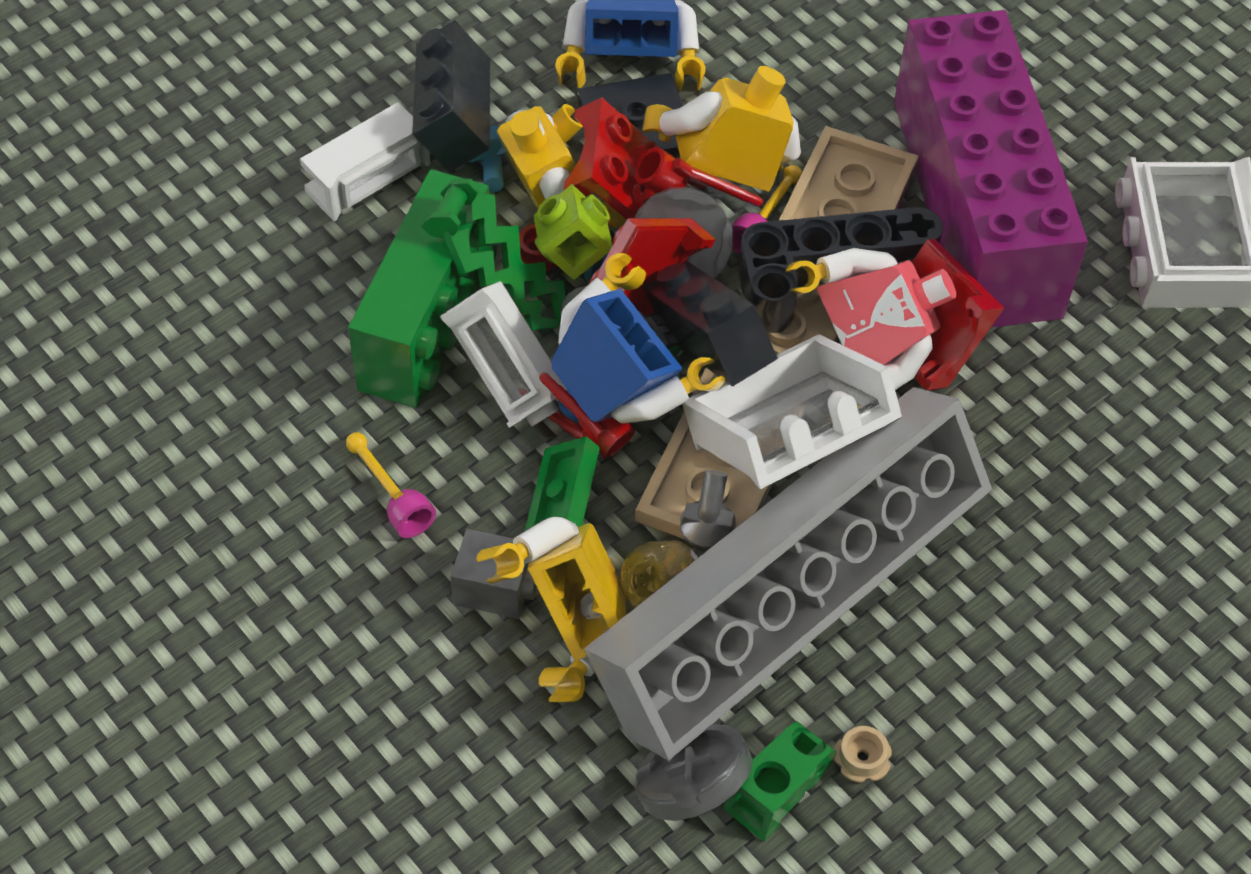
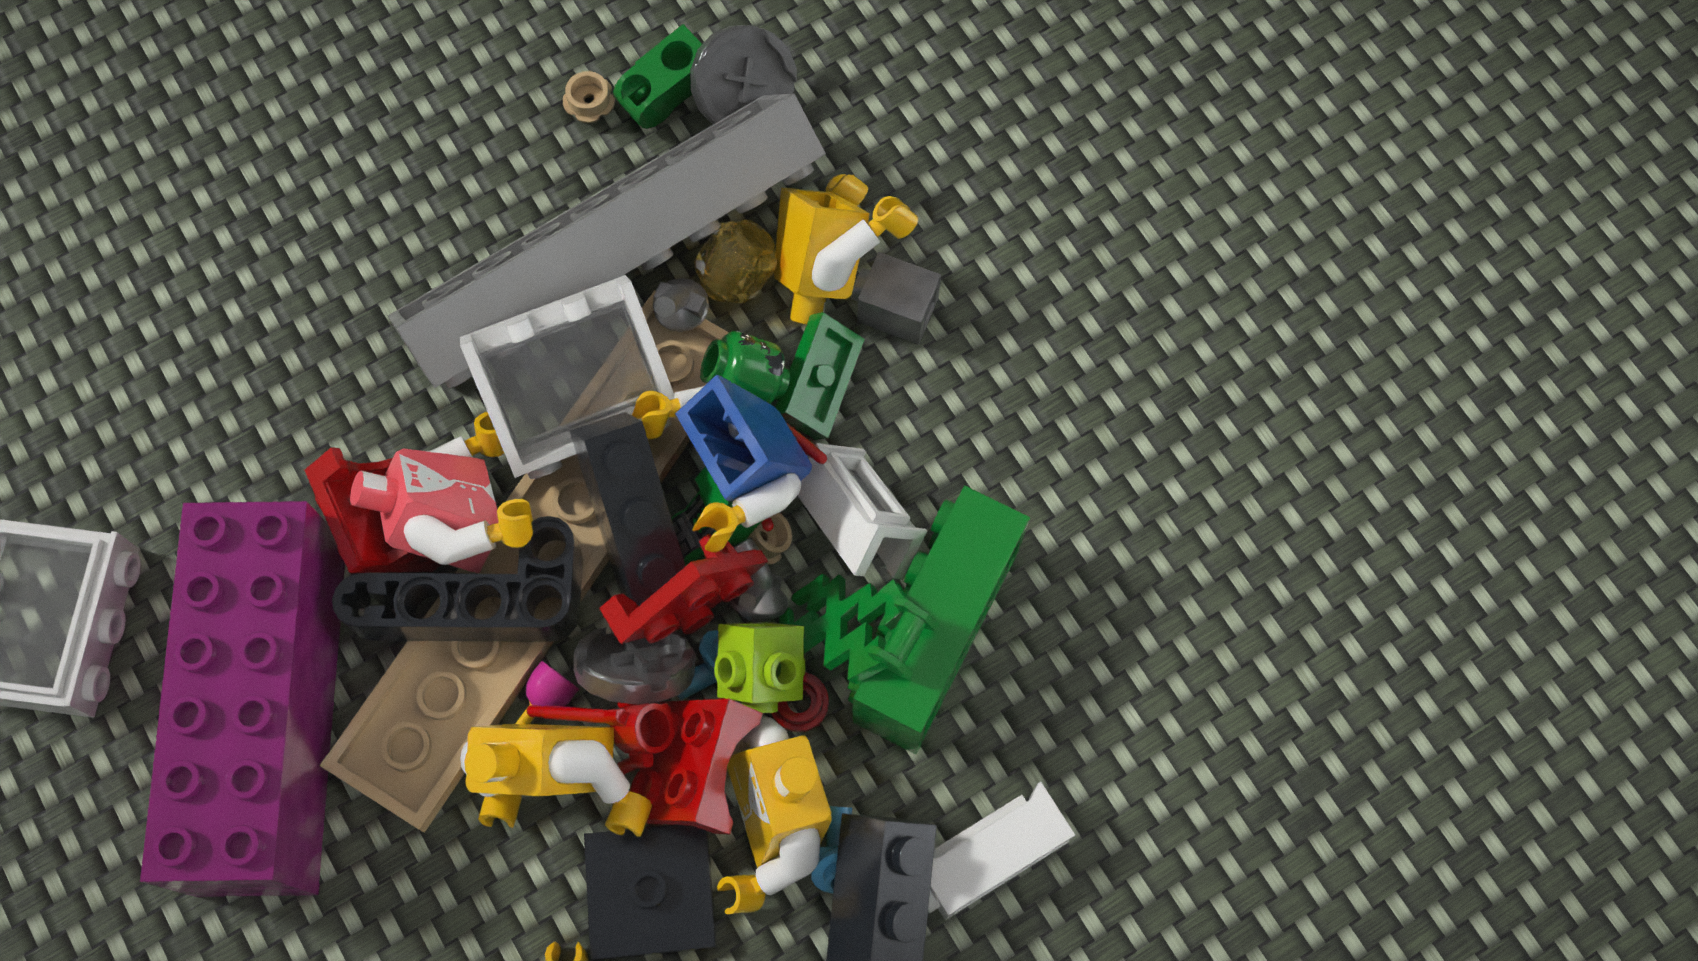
camera: 170 degrees left, 15 degrees up
(407, 509) = (976, 385): dark pink hinge -> none
(631, 460) = (748, 363): none -> green head

